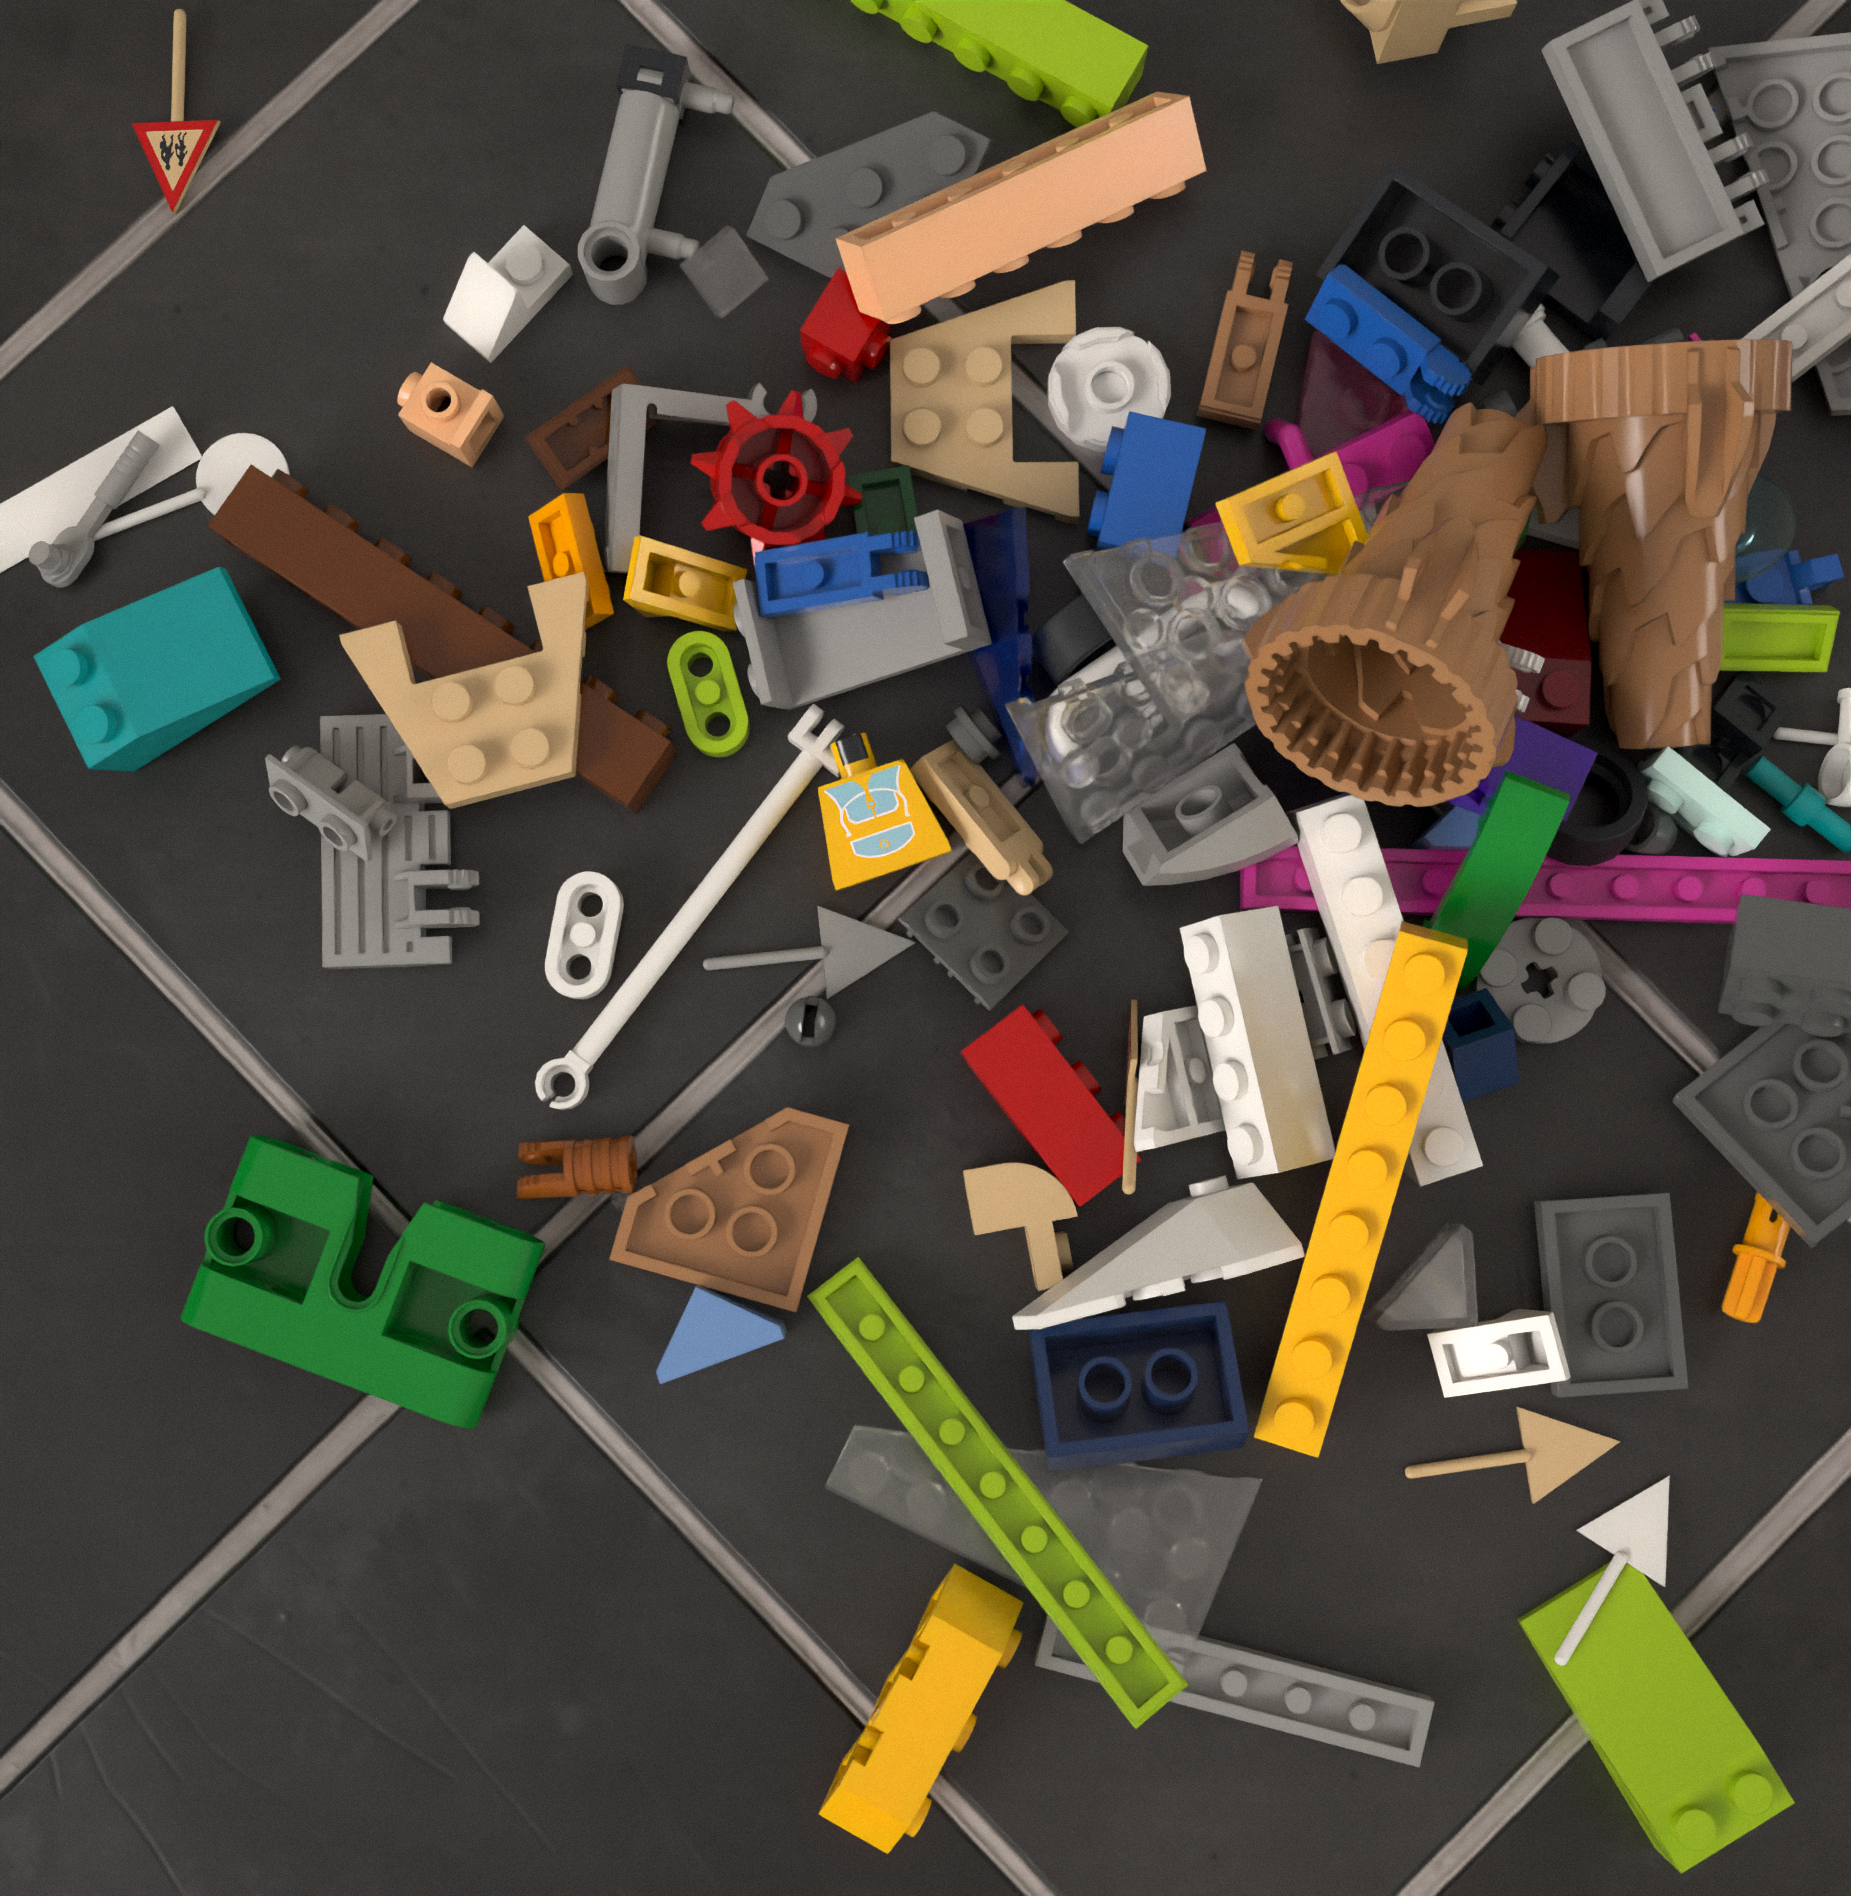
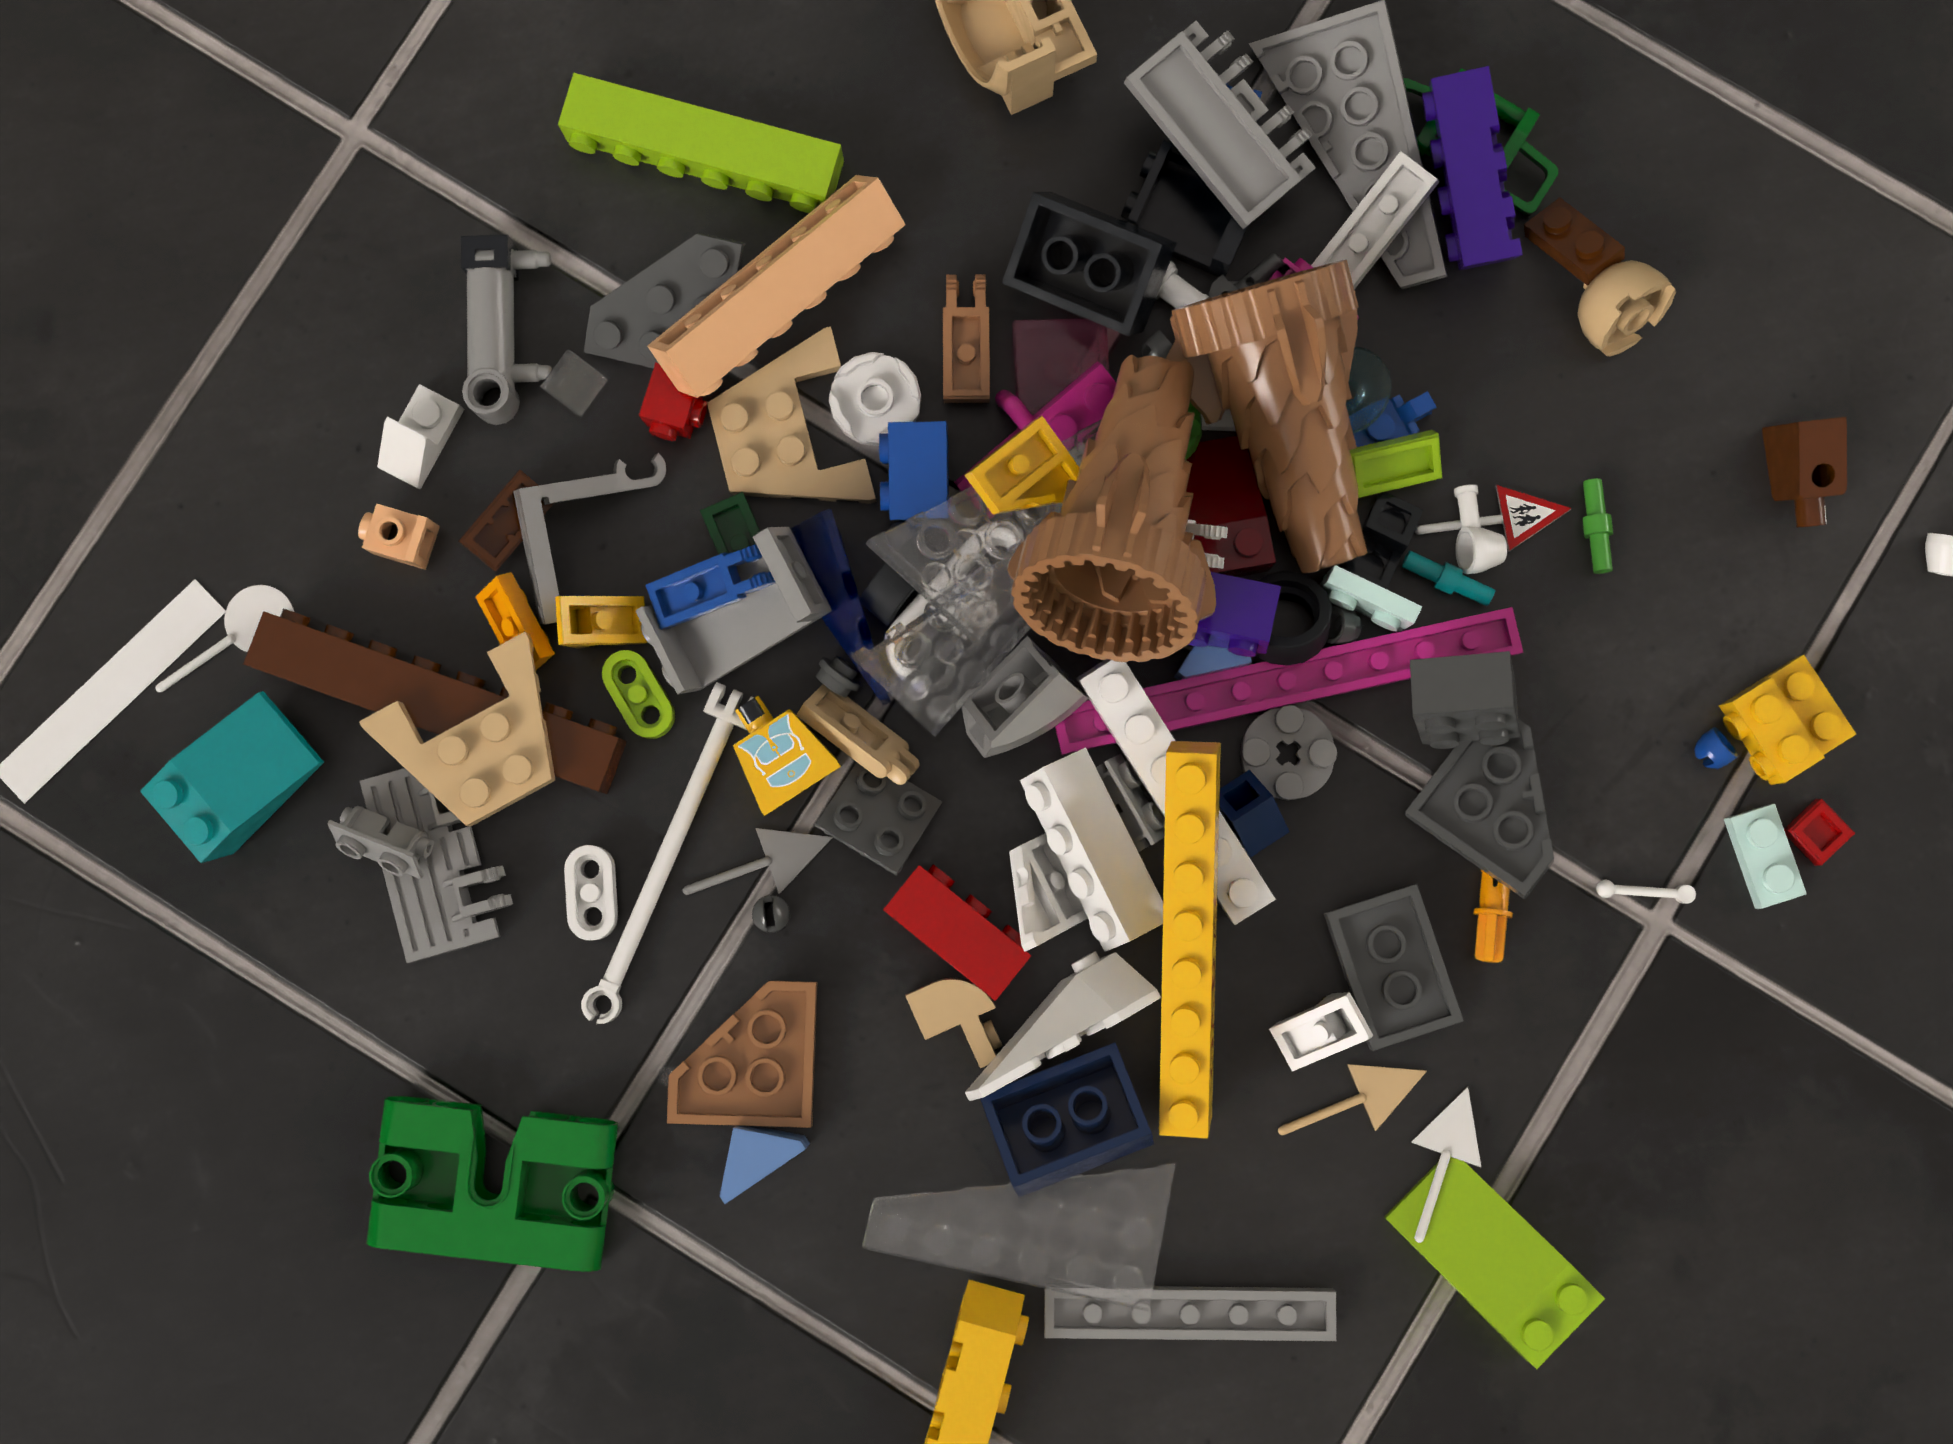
camera: 10 degrees left, 0 degrees up
(74, 546) = (149, 700): light grey piece -> none
(178, 145) = (150, 387): piece -> none
(588, 1167) = (634, 1059): dark orange hinge -> none
(805, 455) = (666, 506): red brick -> none
(998, 1494) = (985, 1220): lime tile -> none
(1130, 1101) = (1021, 955): tan piece -> none
(1389, 343) = (1066, 322): blue hinge -> none
(1434, 1288) = (1265, 995): clear slope -> none
(1499, 867) = (1231, 688): green slope -> none

